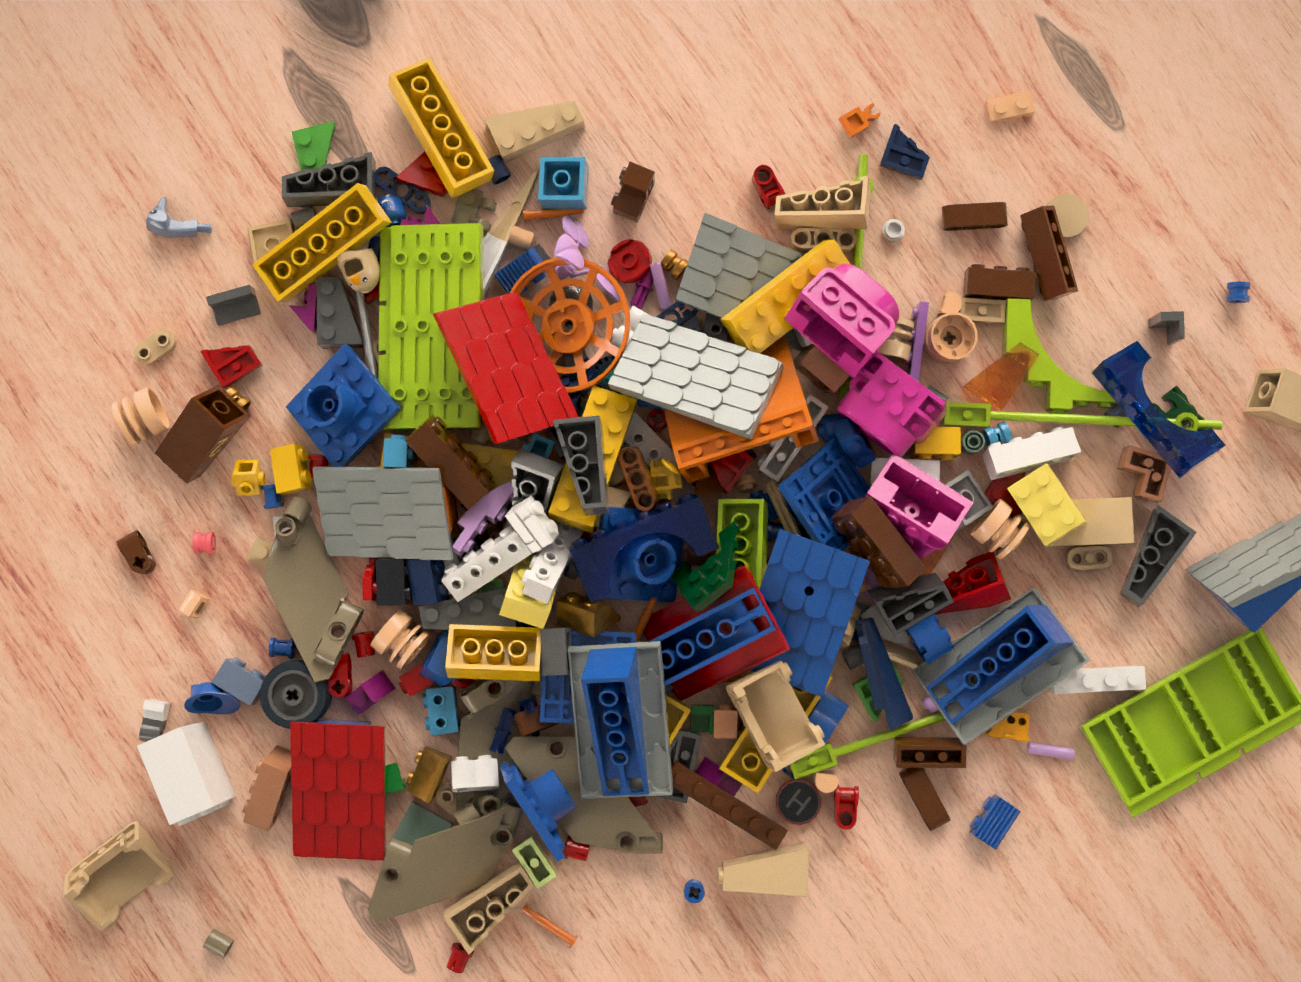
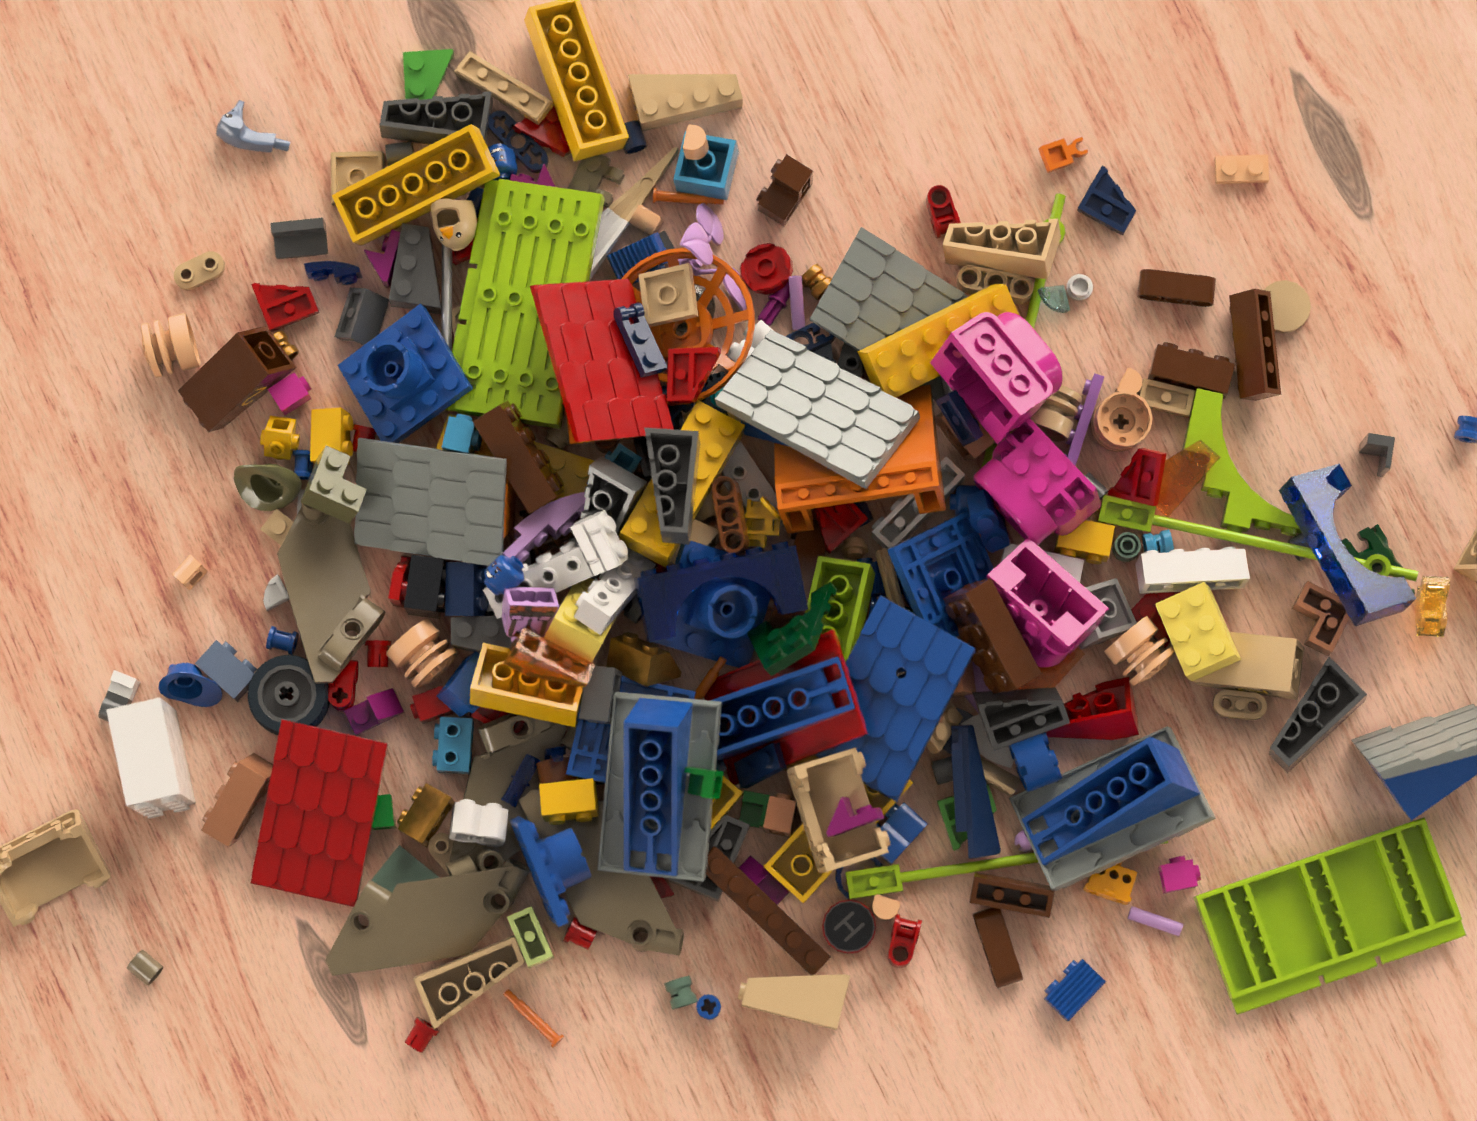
camera: 10 degrees right, 5 degrees down
(134, 550) = (134, 498): reddish brown piece -> none
(204, 542) = (214, 504): coral wheel -> none
(245, 520) = (267, 486): none -> olive hat
(249, 438) = (290, 393): none -> dark pink brick
(268, 609) = (275, 593): none -> white tile
(274, 328) = (343, 272): none -> clear blue slope
(294, 517) = (328, 489): none -> brick
(298, 361) = (361, 316): none -> dark grey panel
(382, 147) = (504, 88): none -> tan tile
(456, 566) = (504, 574): none -> blue head
(482, 593) = (529, 609): none -> lavender torso
(506, 632) = (546, 660): none -> clear orange slope
(534, 343) = (640, 340): none -> plate
(546, 744) = (569, 801): none -> yellow brick
(551, 165) = (695, 143): none -> light nougat brick
(552, 300) = (668, 295): none -> tan plate
(581, 363) = (689, 372): none -> red wing
(658, 713) = (704, 782): none -> green panel
(661, 425) = (768, 464): red bush -> none
(668, 882) = (681, 992): none -> sand green wheel
(701, 684) = (760, 765): none -> dark blue plate
(783, 722) = (845, 819): none -> magenta slope
(817, 361) = (959, 418): none -> dark blue plate
(874, 243) = (1055, 298): none -> clear light blue tile
(975, 383) = (1141, 478): none -> red wing
(1064, 709) = (1179, 874): none -> dark pink brick
(1102, 679) = (1226, 847): white brick -> none
(1235, 454) = (1431, 606): none -> clear yellow brick

